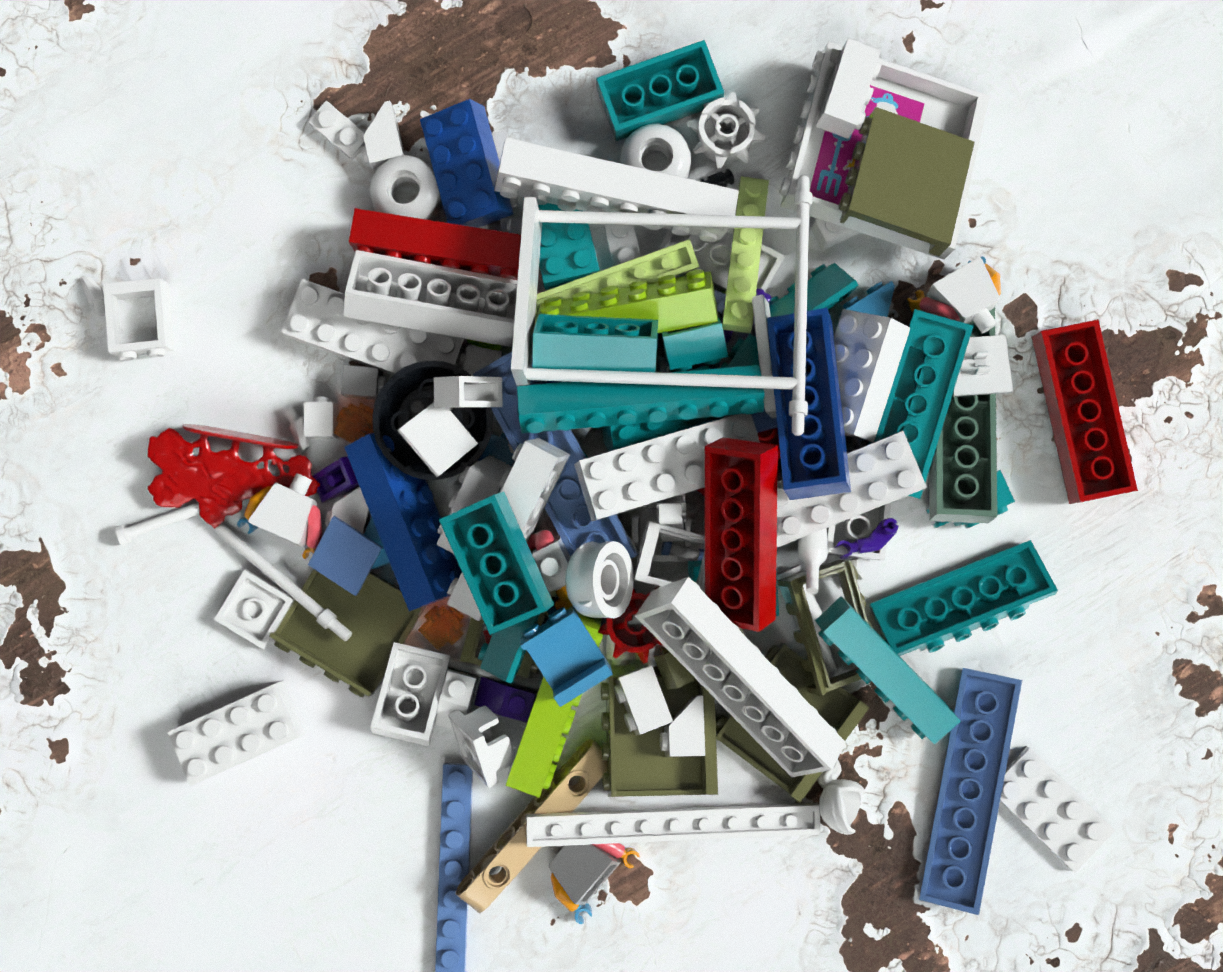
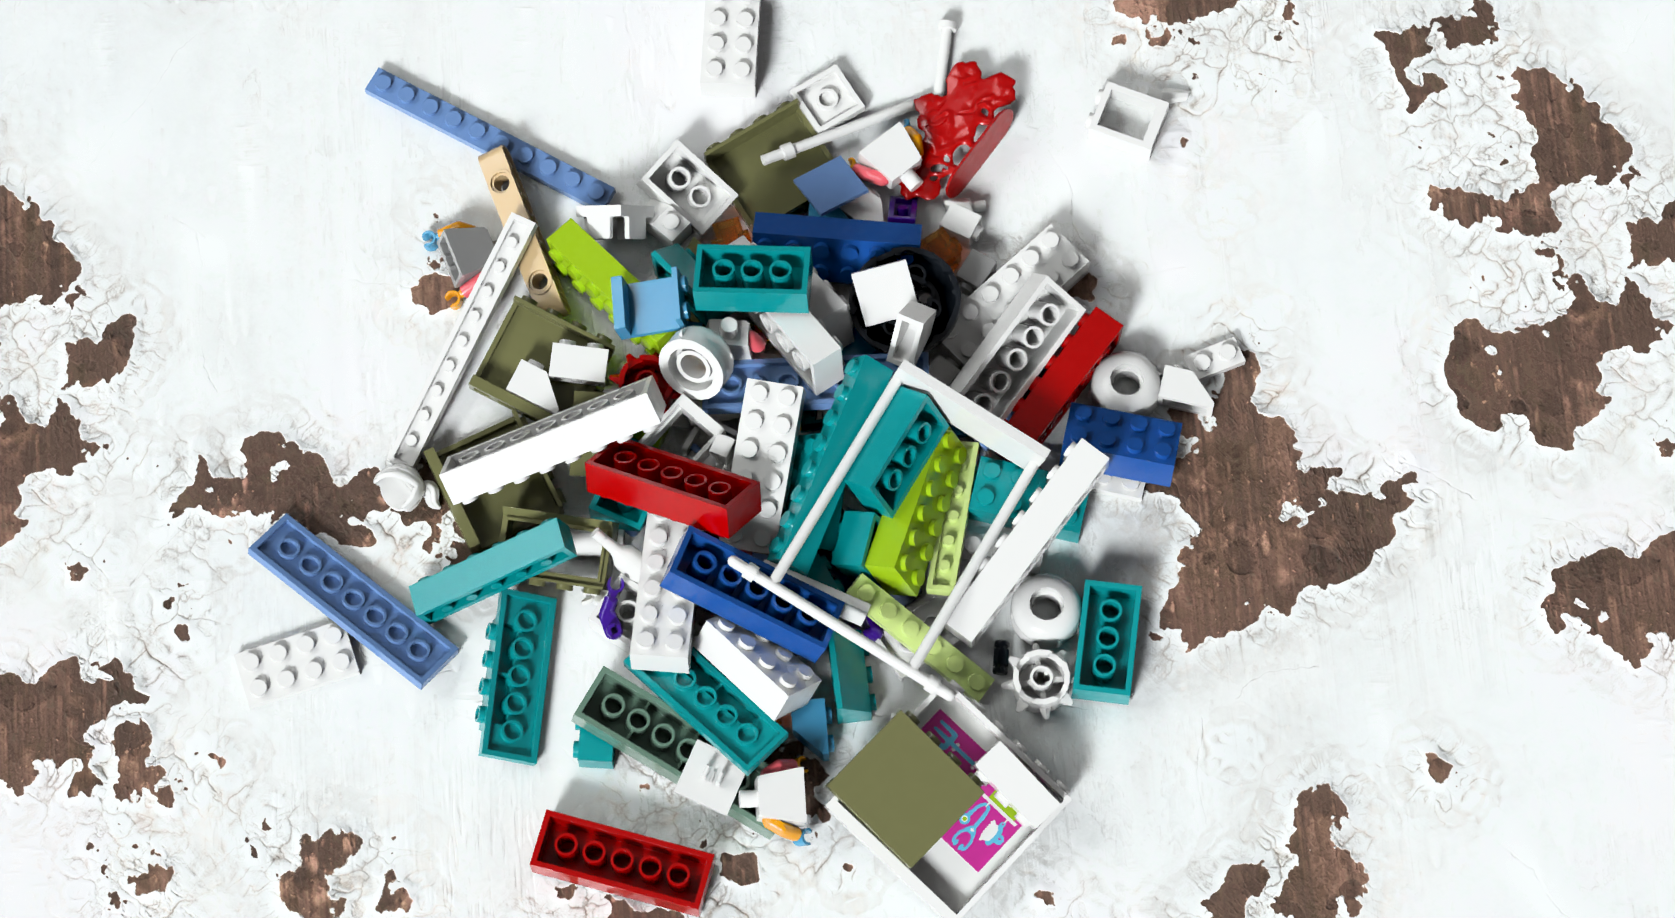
camera: 115 degrees right, 15 degrees down
(505, 699) = (638, 258): dark purple slope -> none

